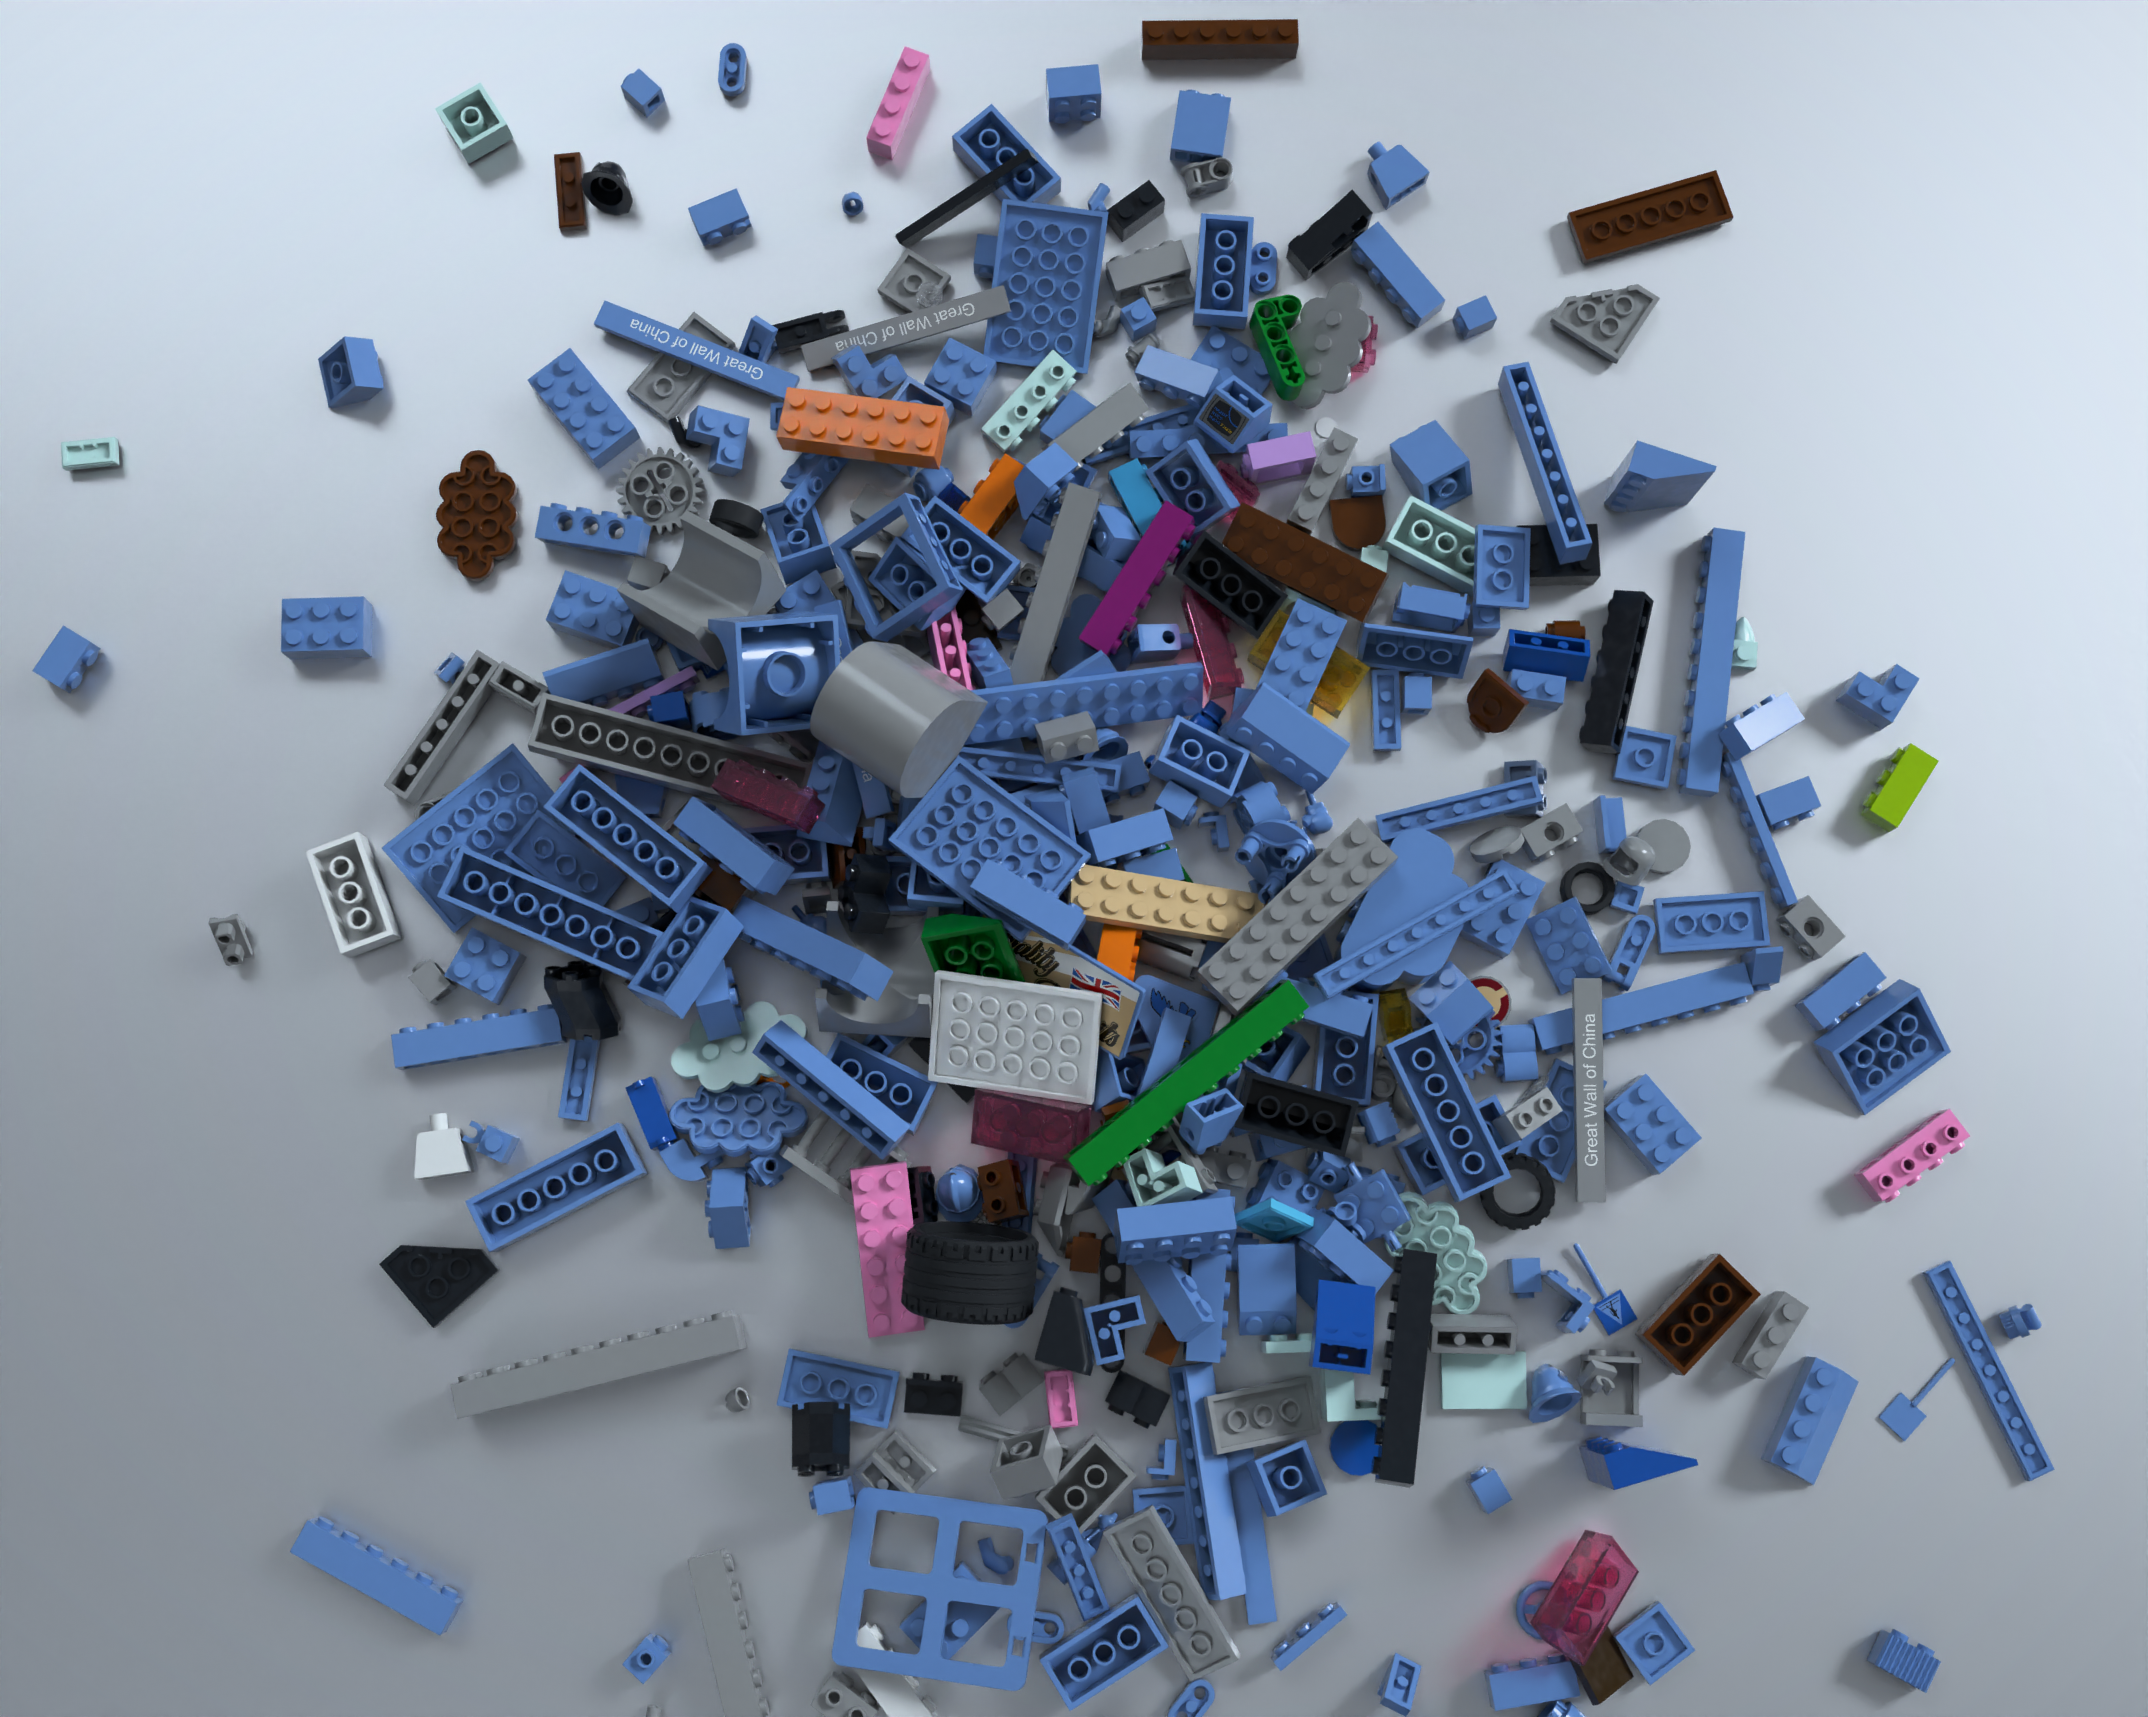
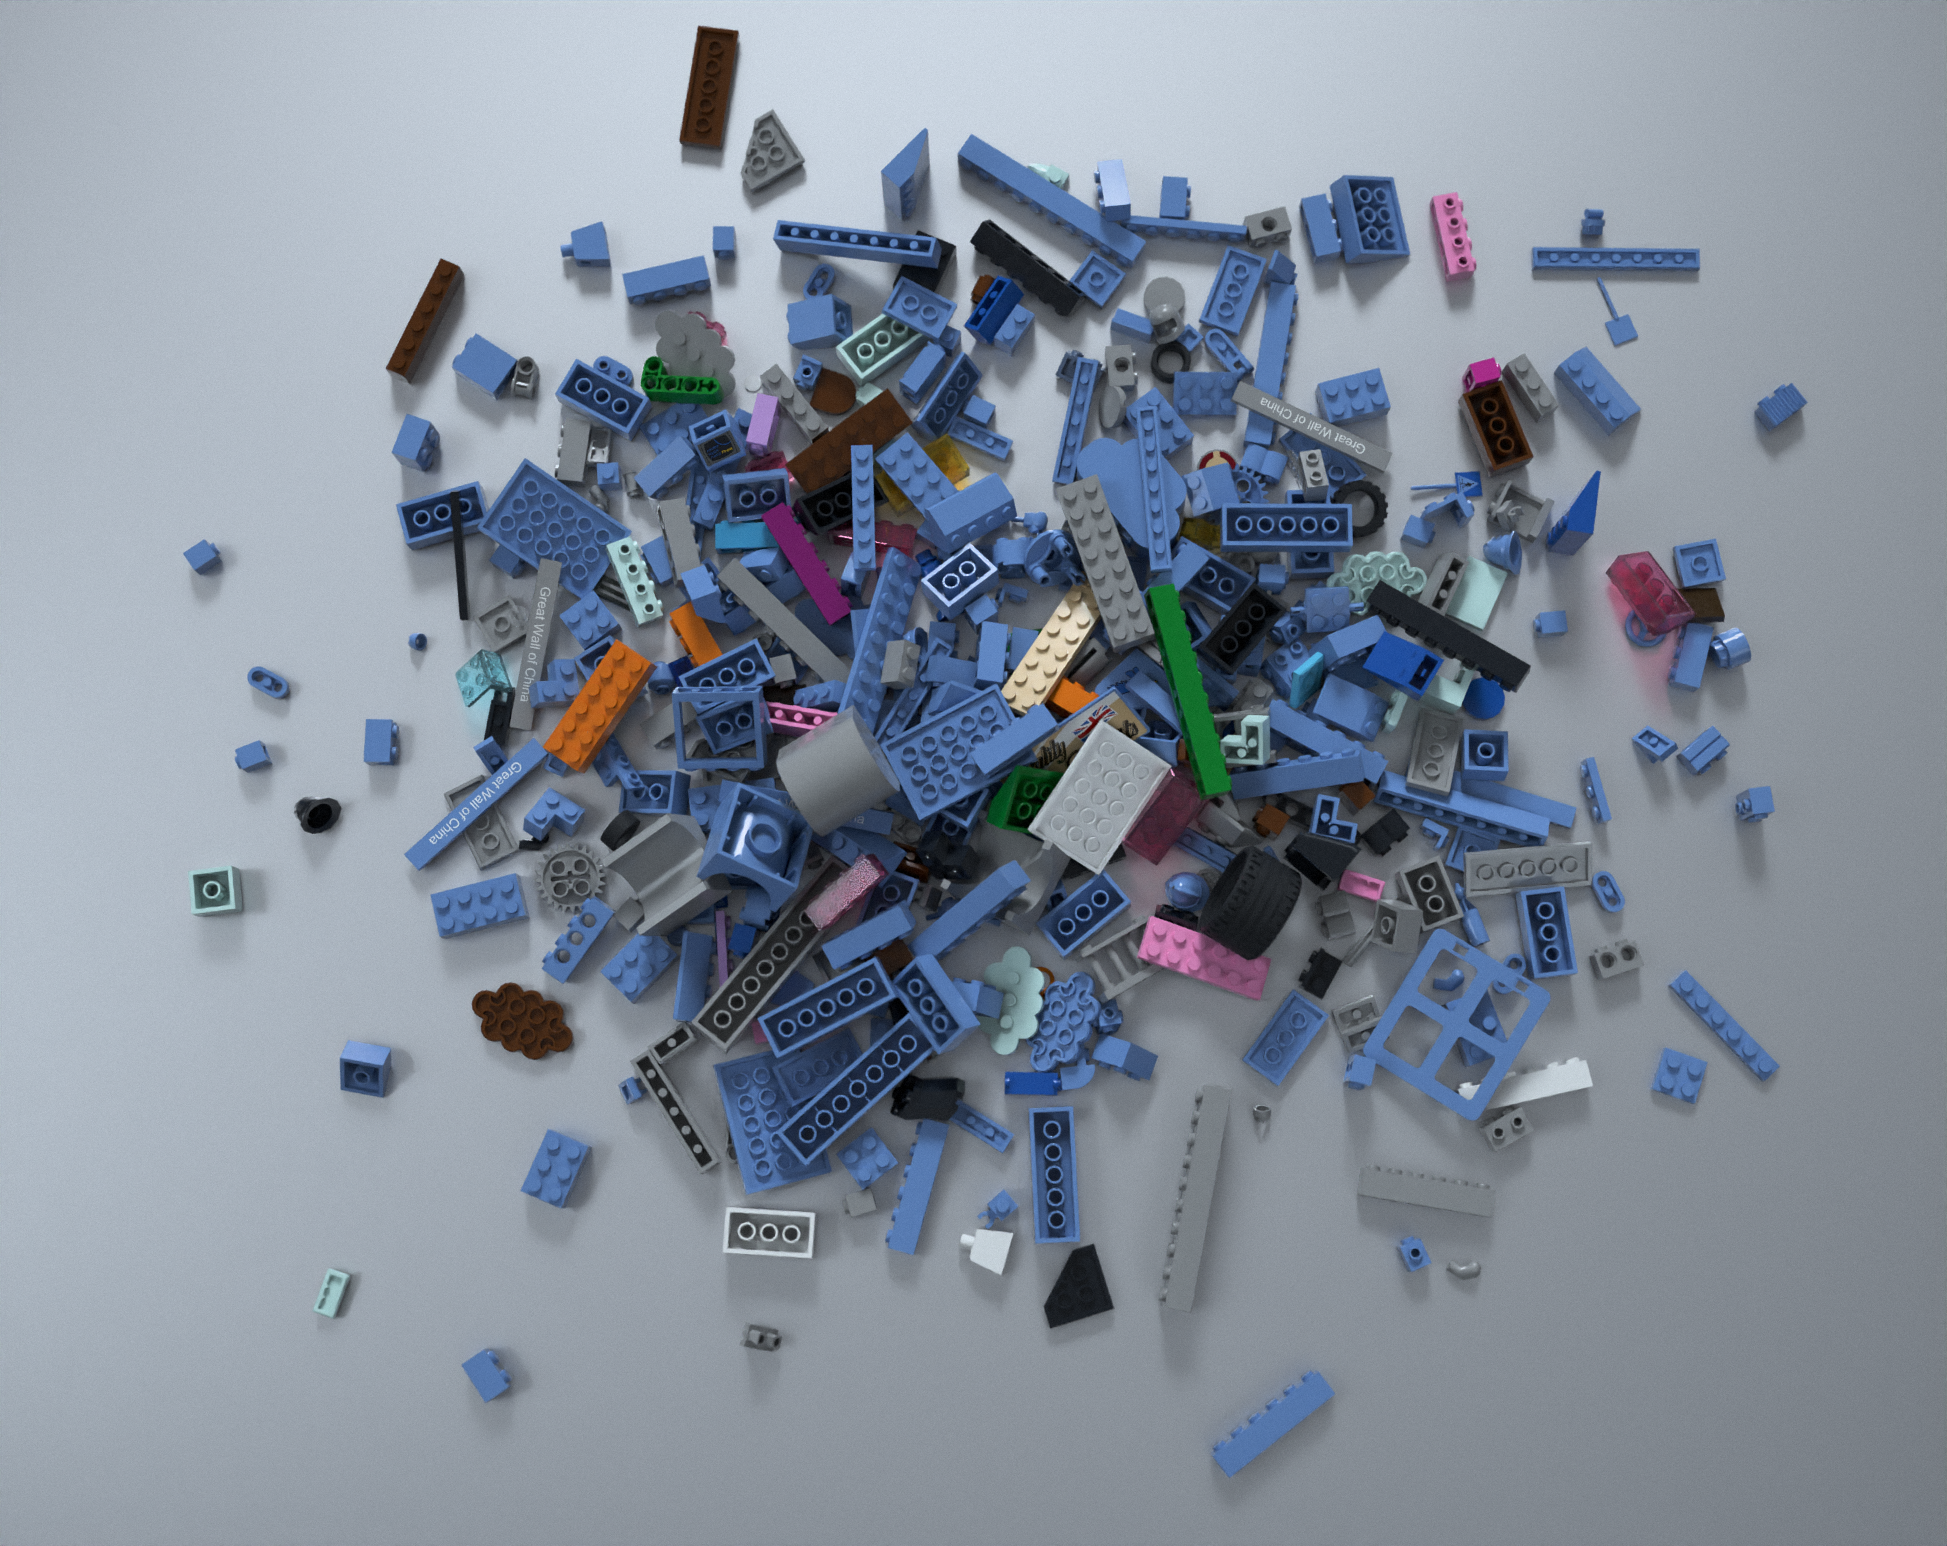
camera: 60 degrees left, 0 degrees up
(570, 191) = (302, 844): reddish brown tile -> none
(820, 1438) = (1317, 1062): black brick -> none
(831, 1089) = (1077, 943): medium blue brick -> none
(846, 288) = (480, 675): none -> clear light blue bracket
(880, 833) = (907, 827): medium blue tile -> none
(898, 103) = (357, 572): bright pink brick -> none
(1002, 1191) = (1200, 859): reddish brown brick -> none
(1010, 367) = (608, 598): none -> pearl dark grey tile
(1077, 1567) = (1482, 924): medium blue tile -> none
(1096, 200) = (504, 466): medium blue arm -> none
(1135, 211) = (526, 439): black brick -> none
(1174, 1230) = (1287, 746): medium blue brick -> none
(1209, 1120) = (1223, 696): medium blue torso -> none
(1231, 611) = (863, 508): none -> medium blue plate
(1329, 235) = (614, 313): black wedge -> none
(1346, 1214) = (1325, 628): medium blue piece -> none
(1479, 444) = (817, 284): none -> medium blue plate
(1494, 703) = (1012, 361): reddish brown tile -> none
(1756, 1267) = (1481, 374): none -> dark pink brick
(1878, 701) = (1131, 104): medium blue brick -> none
(1898, 787) = (1197, 120): lime brick -> none

